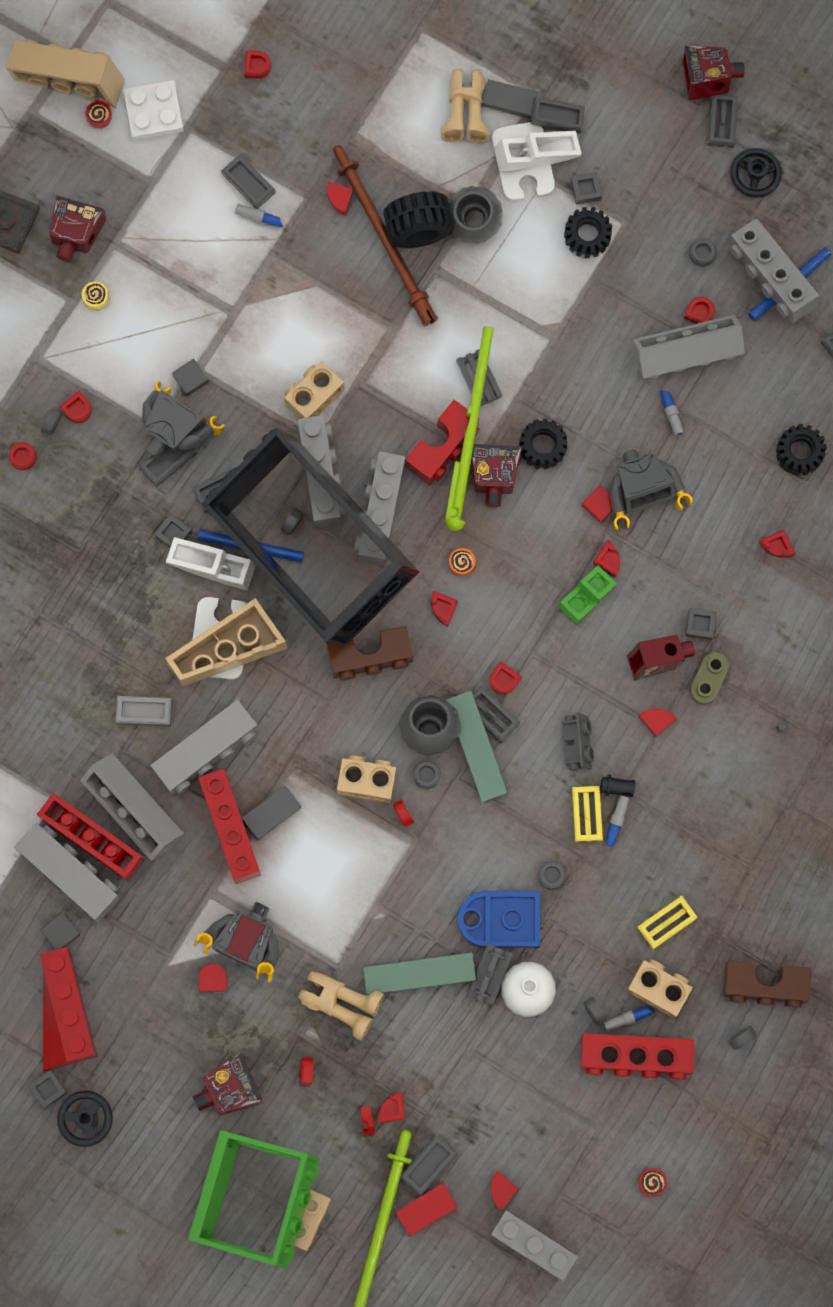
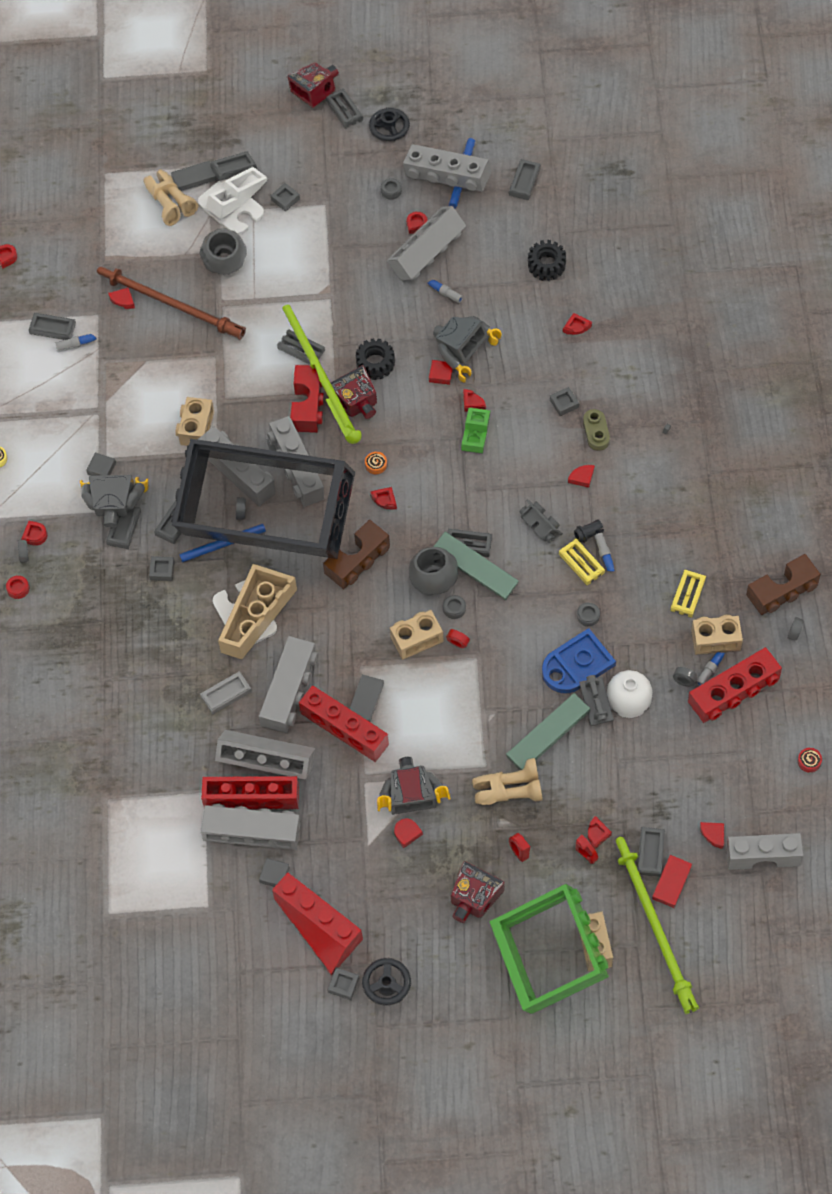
camera: 30 degrees left, 15 degrees down
(211, 563) = (203, 568): white slope -> none
(418, 219) = (188, 273): black tyre -> none
(504, 679) = (460, 515): red tile -> none
(588, 247) = (307, 210): black tyre -> none
(658, 656) = (552, 434): dark red torso -> none

